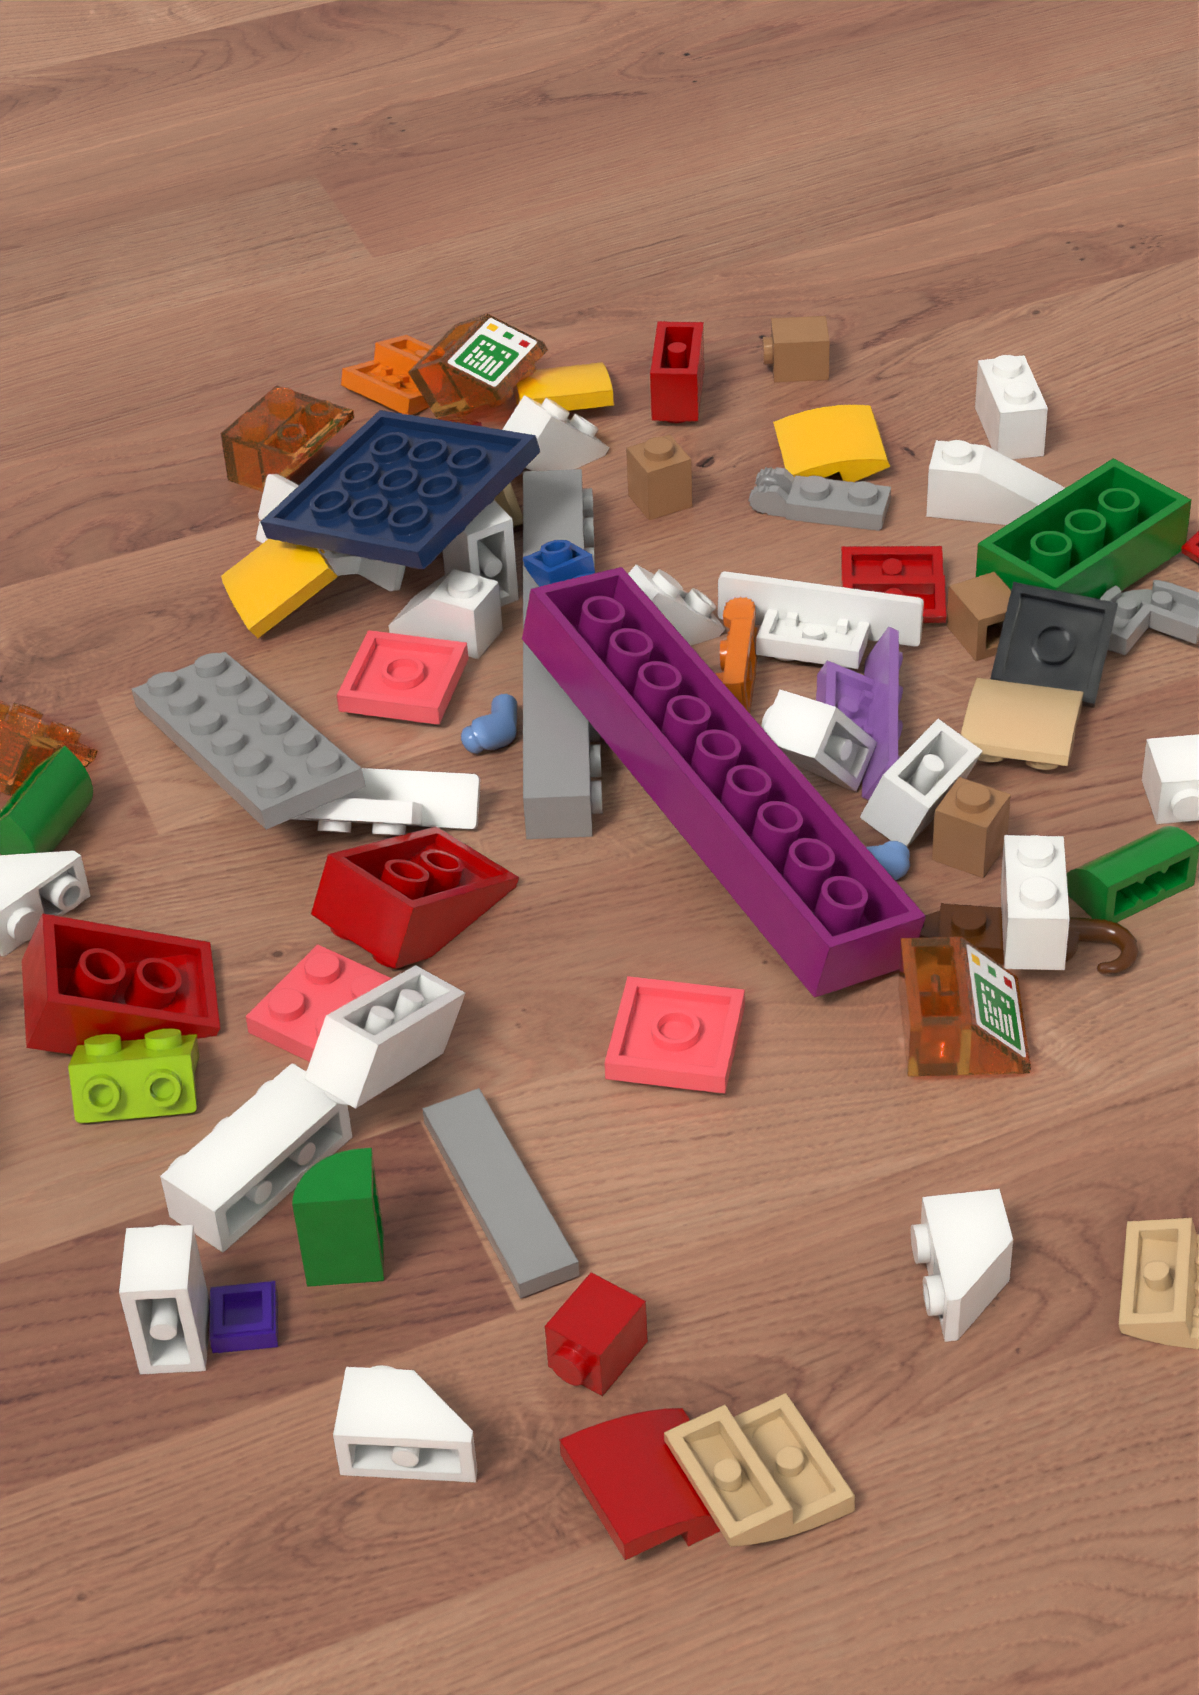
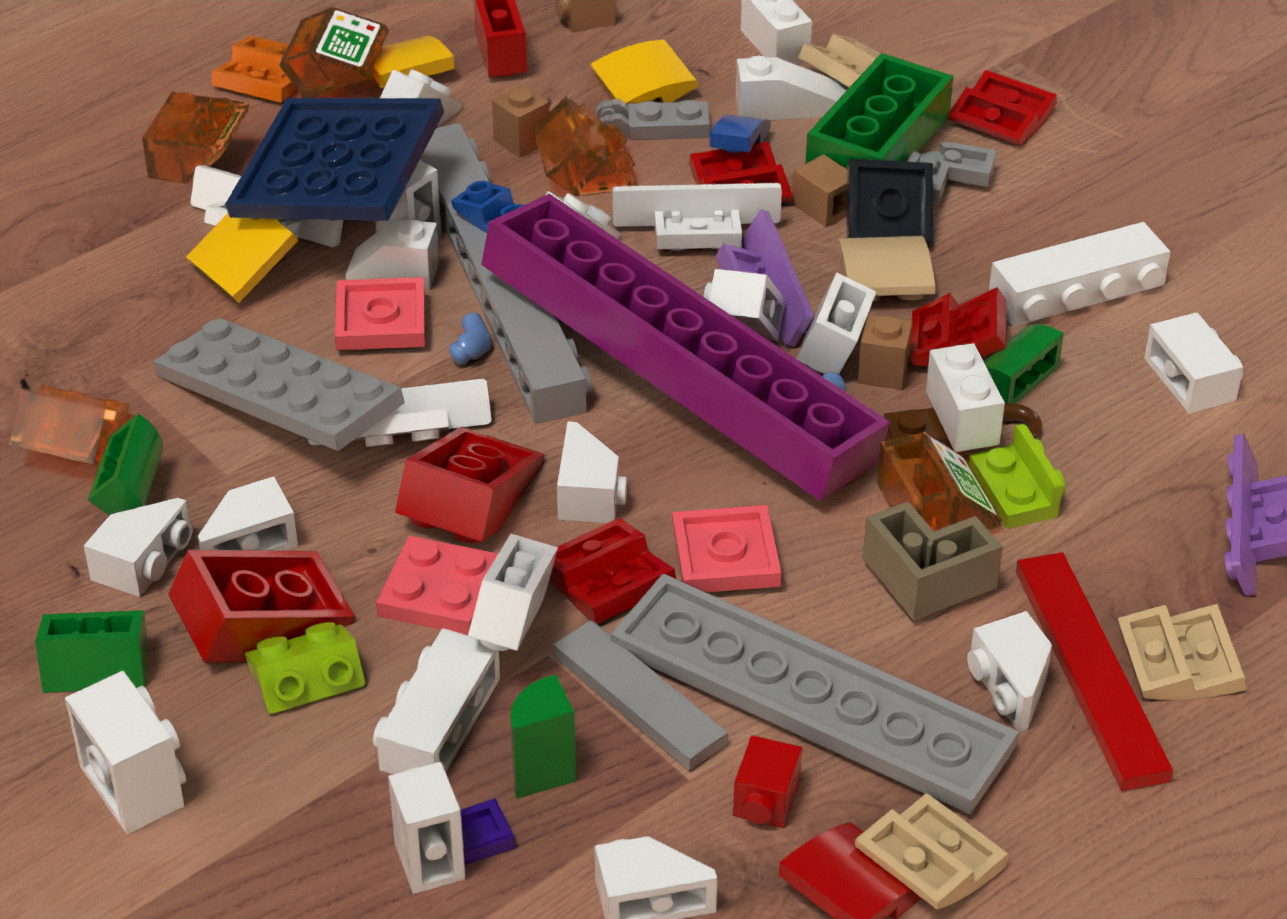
camera: 20 degrees left, 0 degrees up
(145, 893) = (251, 519): none -> white slope
(529, 1032) = (607, 570): none -> red slope
(547, 917) = (588, 479): none -> white slope
(713, 1240) = (817, 692): none -> light grey plate
(717, 524) = (583, 151): none -> clear orange slope
(738, 652) = (642, 235): orange hinge -> none
(906, 528) = (738, 133): none -> blue slope
(910, 1108) = (930, 567): none -> dark tan brick
(1069, 1288) = (1094, 672): none -> red tile
(1075, 1021) = (1020, 480): none -> lime bracket
(1076, 457) = (841, 59): none -> tan slope
(1087, 815) = (948, 324): none -> red slope

